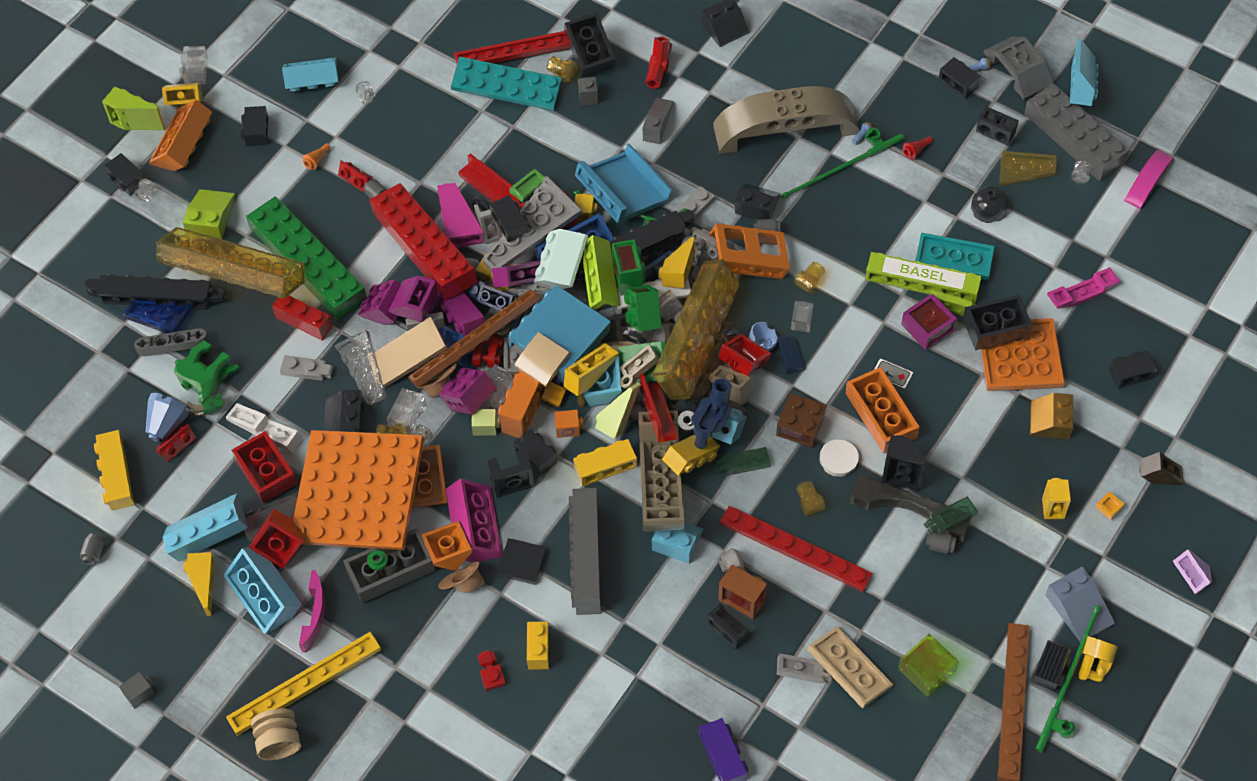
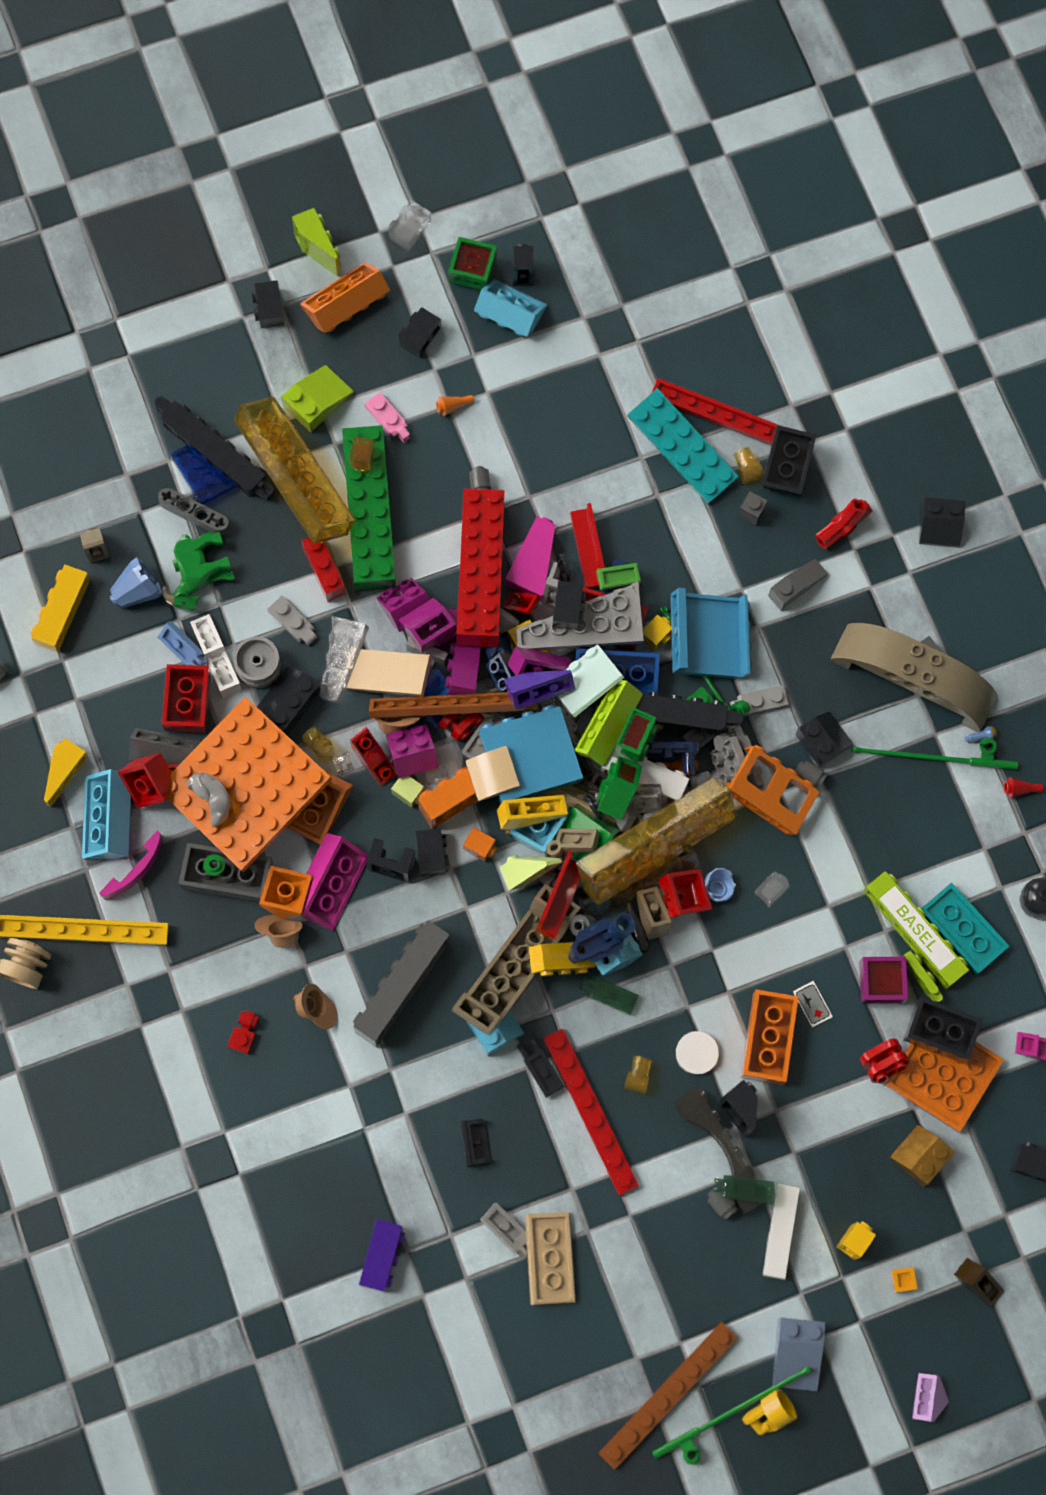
camera: 30 degrees right, 15 degrees up
(110, 409) = (94, 544): none -> dark tan slope
(145, 190) = (275, 334): clear wheel -> none
(177, 443) = (123, 619): red hinge -> none
(181, 93) = (376, 251): yellow brick -> none
(205, 528) = (96, 722): medium azure slope -> none
(229, 435) = (181, 645): none -> medium blue hinge
(261, 60) = (472, 263): none -> piece
(264, 192) = (388, 417): none -> bright pink hinge
(275, 218) = (362, 453): none -> clear orange brick
(300, 39) = (523, 265): none -> black brick
(301, 408) = (246, 661): none -> light grey wheel
(339, 505) = (212, 791): none -> light grey animal
(353, 176) = (471, 441): red hinge -> none
(365, 92) = (545, 369): clear wheel -> none
(407, 409) = (345, 728): clear brick -> none
(439, 415) = (372, 756): none -> red slope
(472, 245) = (521, 602): none -> red slope
(521, 561) = (344, 948): black tile -> none
(529, 281) = (538, 686): none -> dark purple slope
(531, 611) = (316, 1006): none -> medium nougat piece
(537, 645) = (298, 1040): yellow brick -> none
(553, 394) = (488, 807): light orange plate -> none
(605, 462) = (484, 906): yellow brick -> none
(678, 265) = (686, 765): yellow slope -> none
(730, 557) = (522, 1085): light grey cone -> none
(742, 591) = (508, 1122): dark orange piece -> none
(745, 545) = (541, 1069): none -> black hinge
(790, 354) = (733, 918): dark blue slope -> none
(801, 420) = (689, 993): reddish brown piece -> none
(808, 279) = (807, 855): clear yellow piece -> none
(928, 665) = (618, 1308): clear neon green piece -> none
(974, 371) = (885, 1061): none -> red brick
(999, 533) = (780, 1231): none -> white slope
(1051, 666) = (726, 1389): black brick -> none

